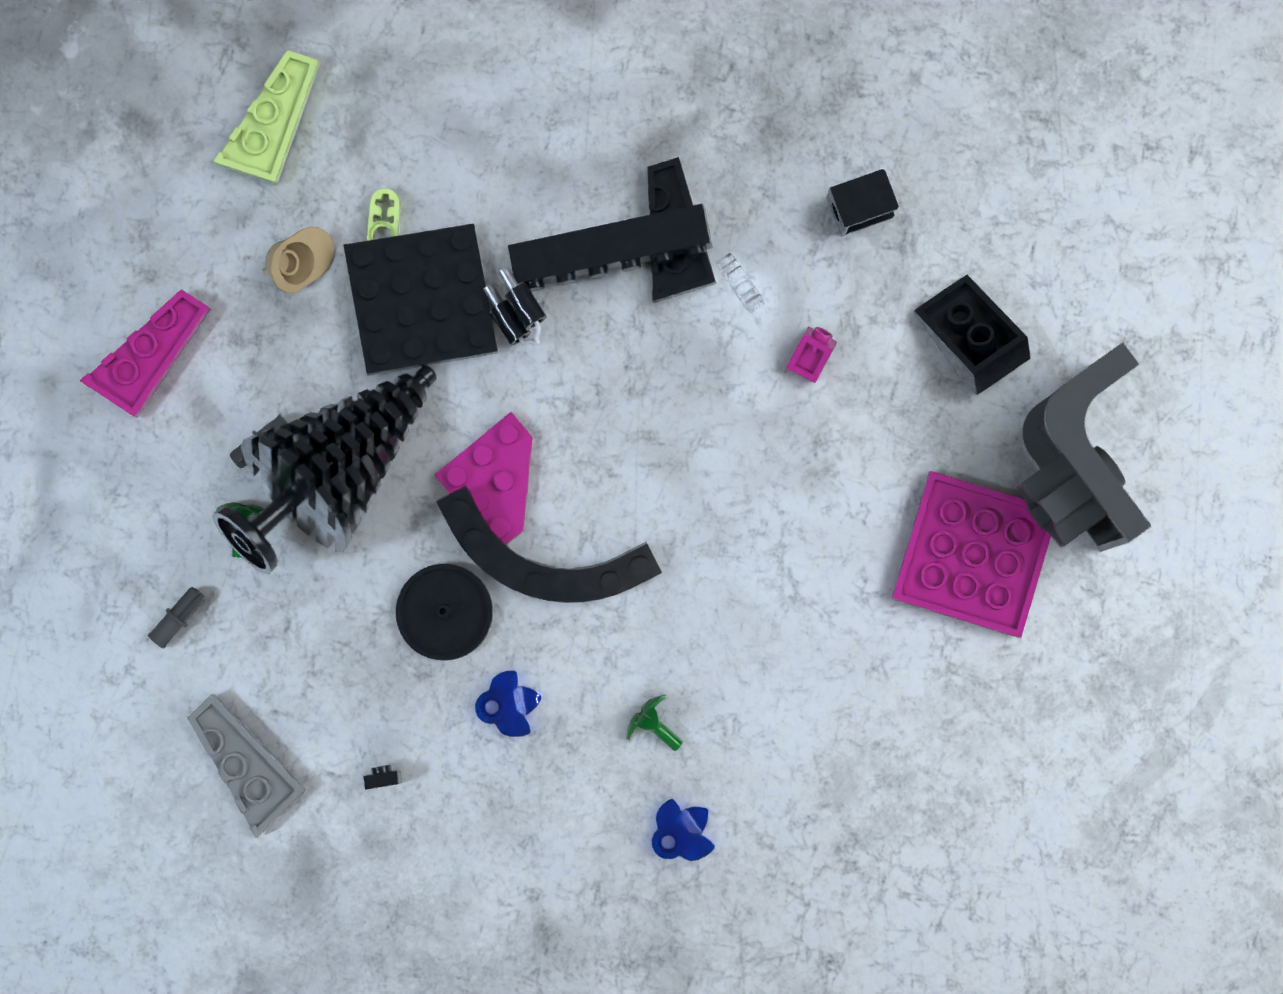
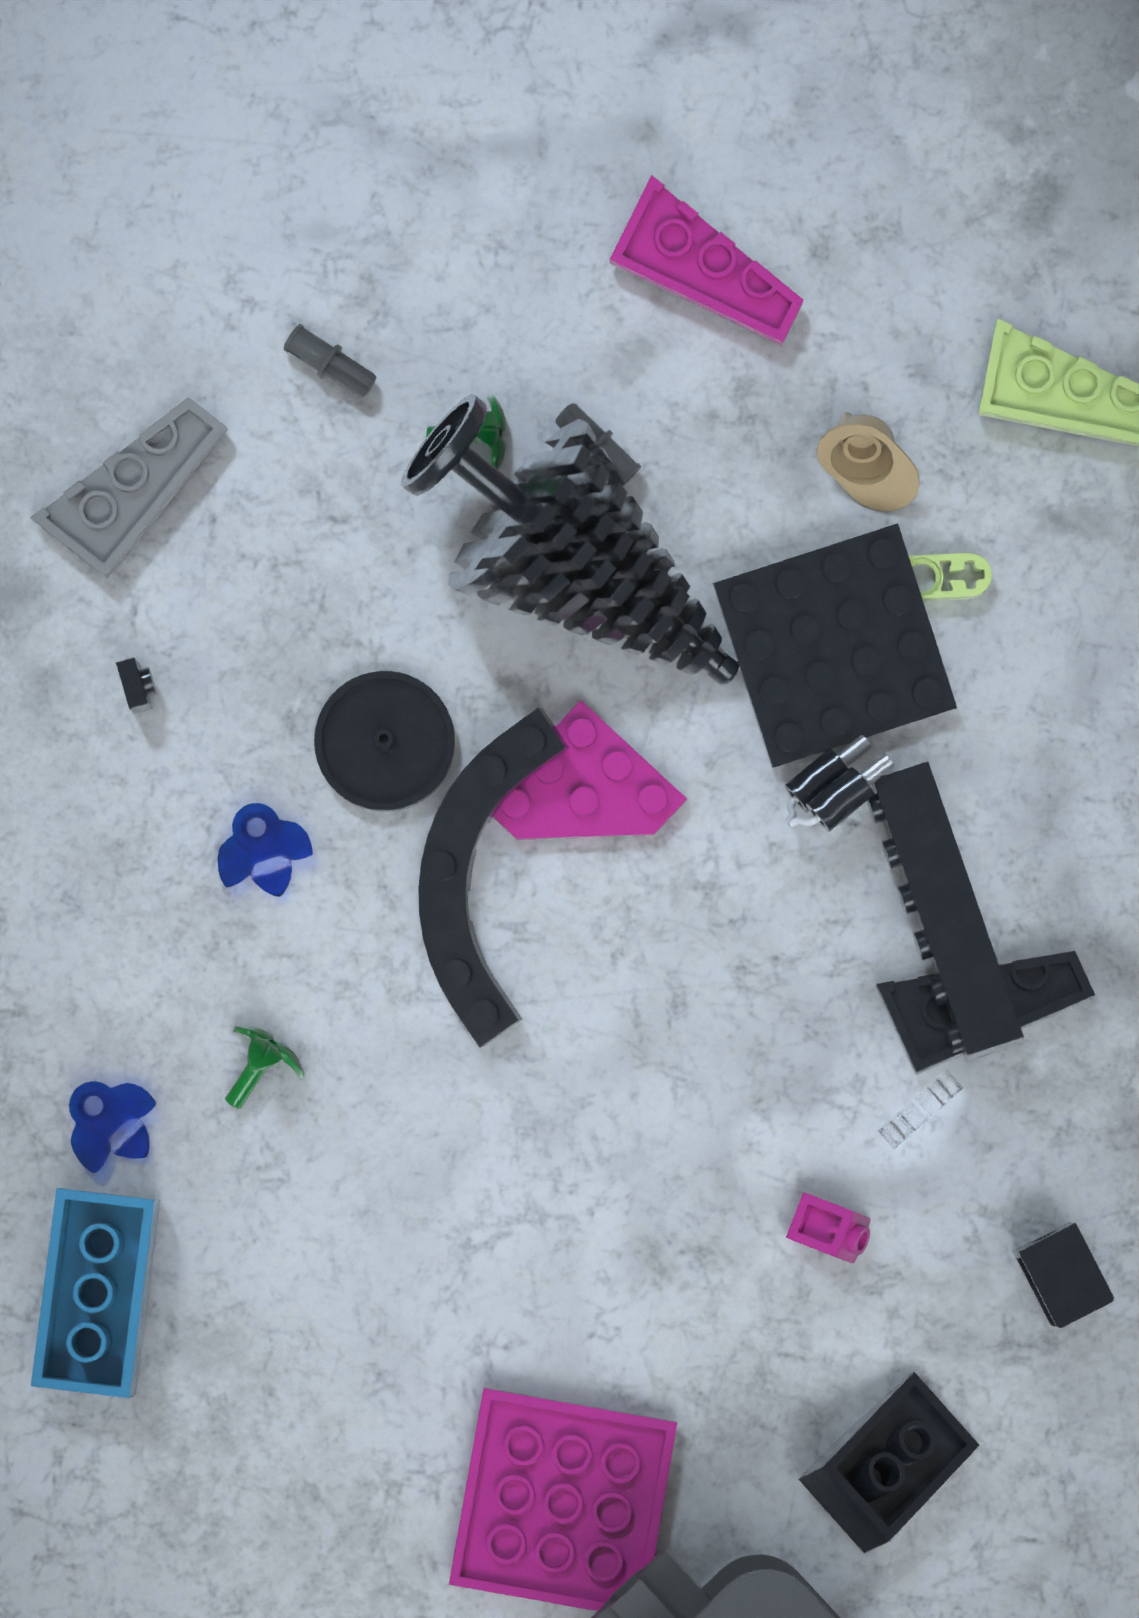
camera: 80 degrees right, 0 degrees up
(797, 855) = (95, 1293): none -> dark azure brick

